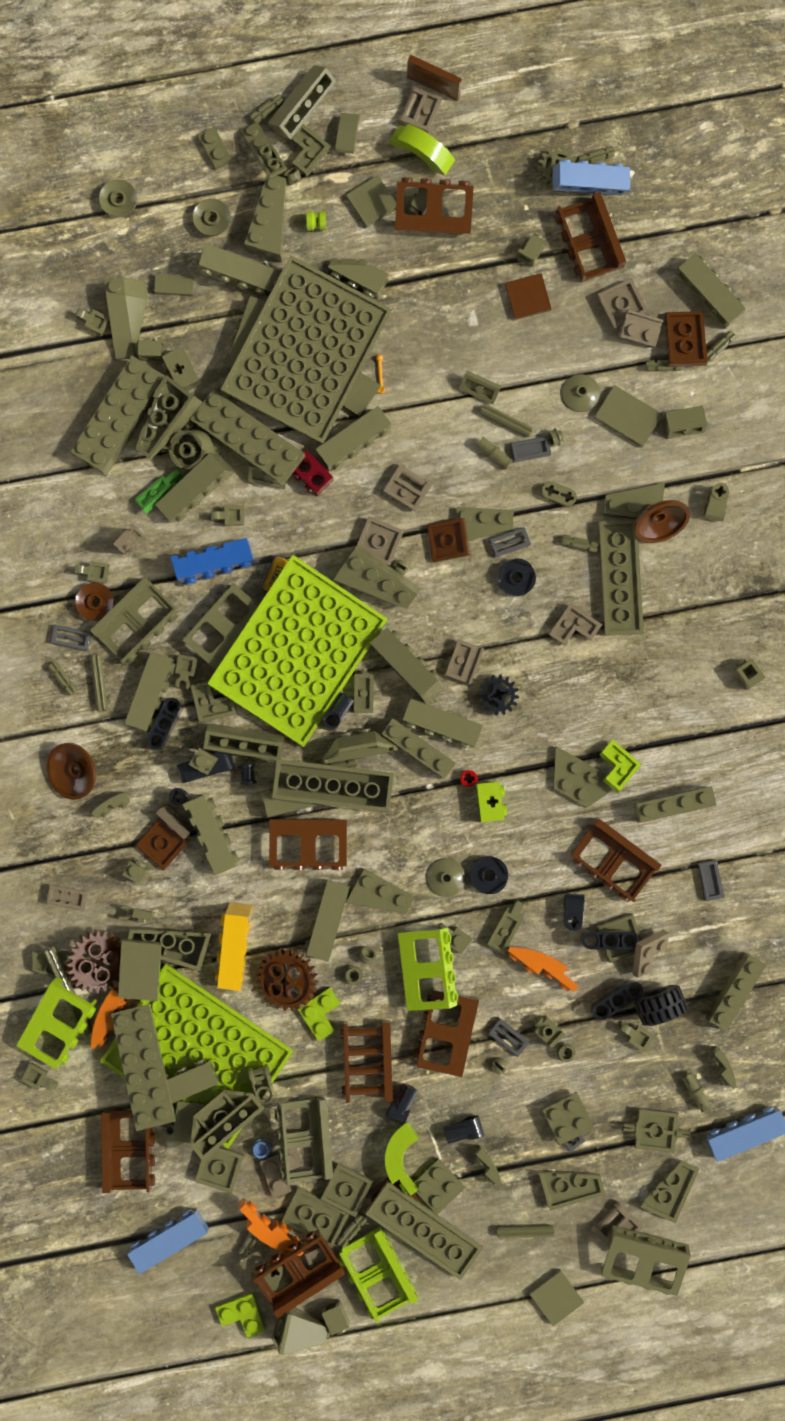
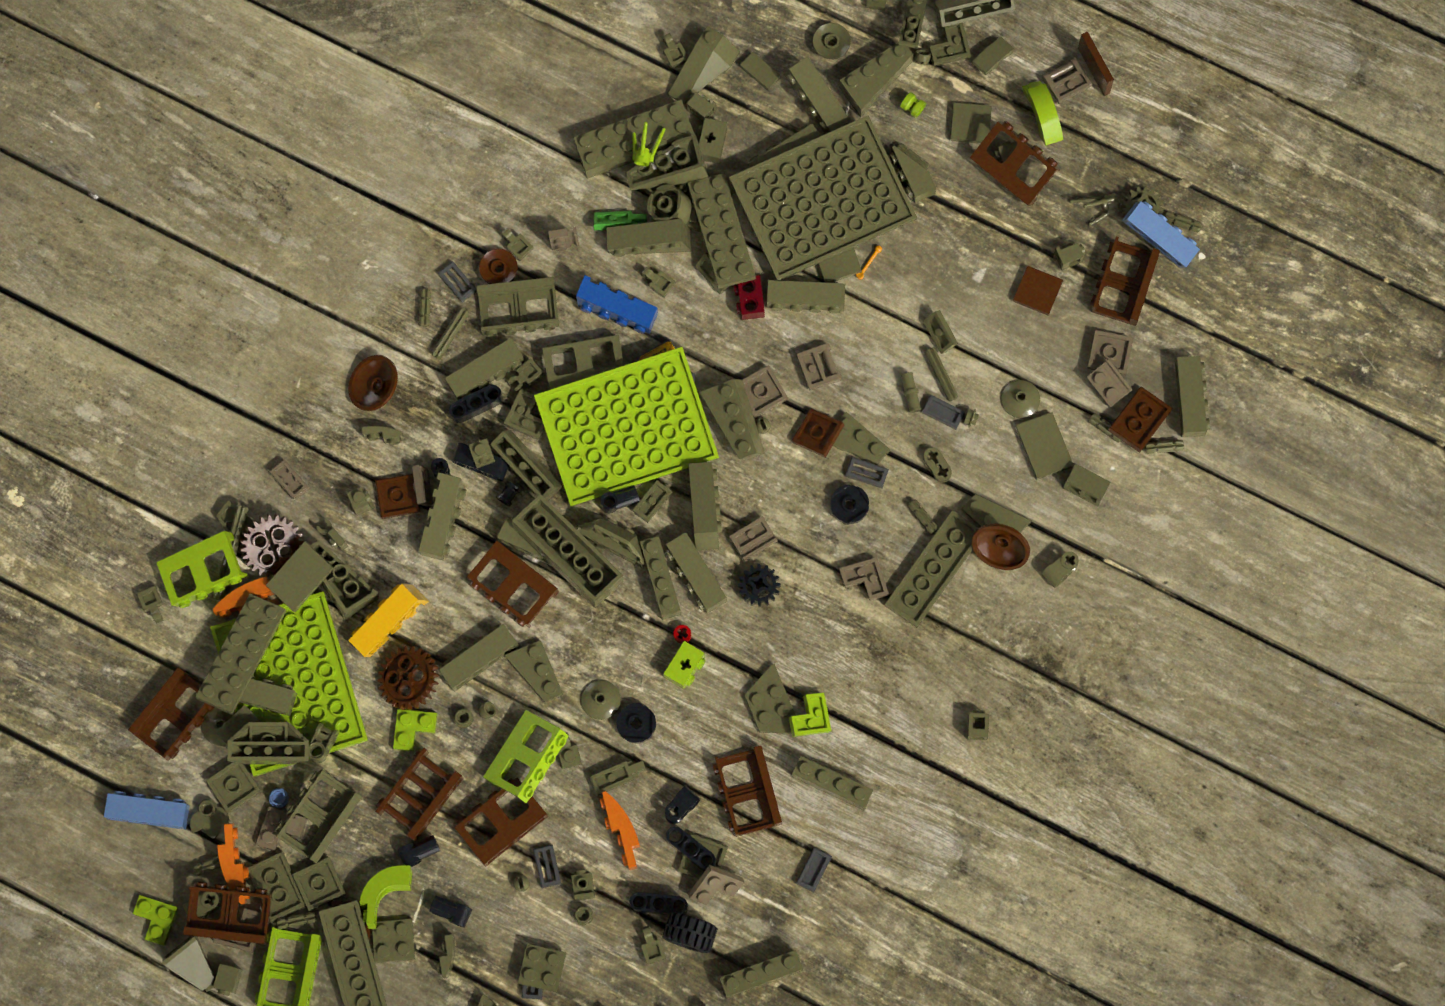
camera: 45 degrees right, 10 degrees down
(139, 425) = (642, 156): none -> lime plant
(222, 1208) = (210, 821): none -> olive plate
(527, 185) = (1107, 202): none -> olive plant

